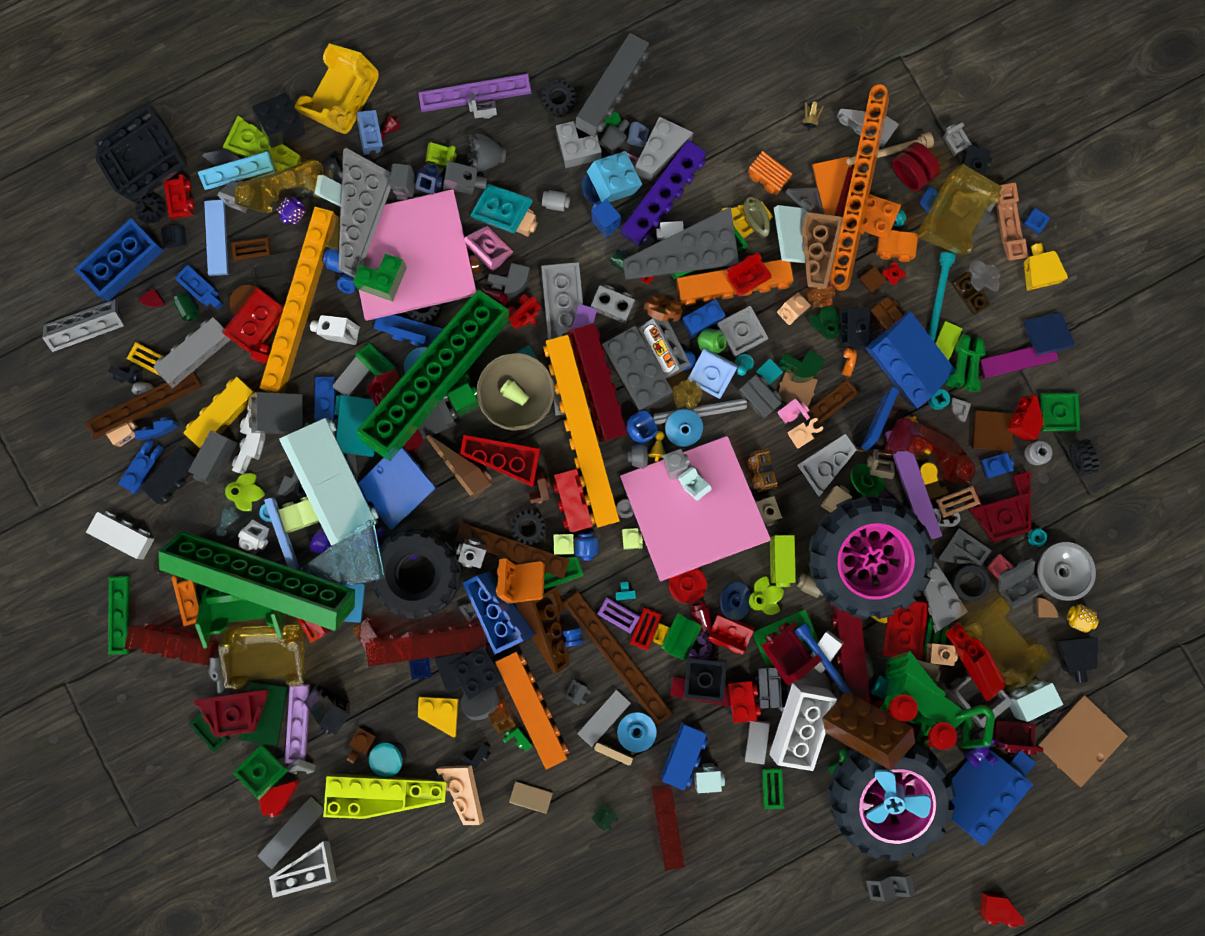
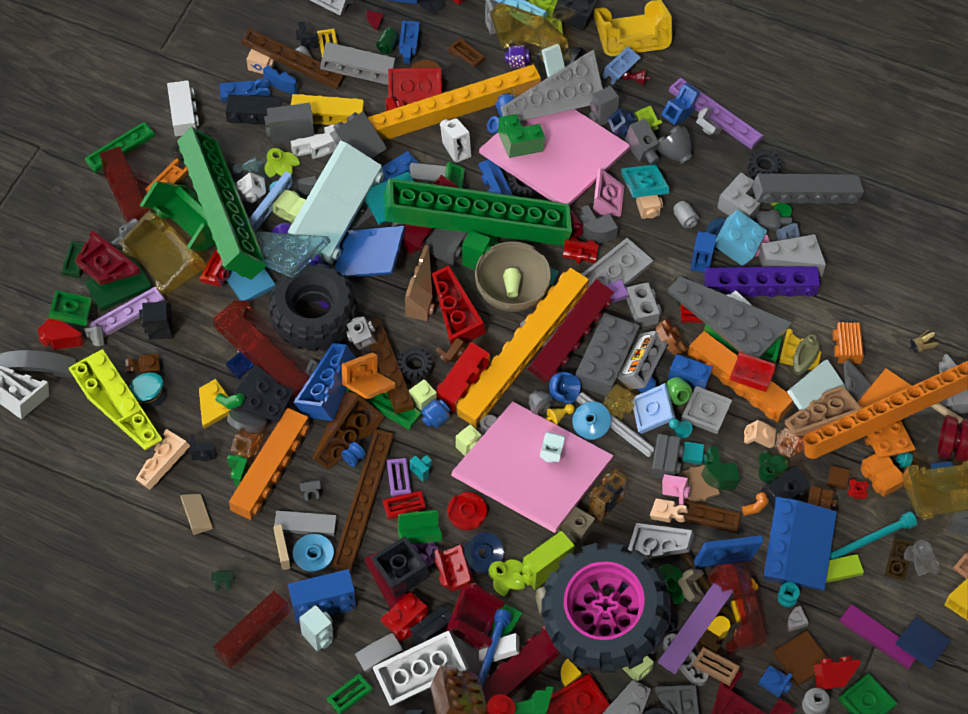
camera: 50 degrees right, 25 degrees down
(216, 238) = (455, 28): light blue tile -> none
(449, 116) = (682, 106): none -> blue brick
(455, 702) = (230, 402): none -> green arm
(474, 264) = (586, 194): reddish brown tile -> none
(676, 463) = (557, 423): light grey brick -> none
(701, 614) = (450, 536): dark red cone -> none
(957, 379) = (825, 608): green piece -> none

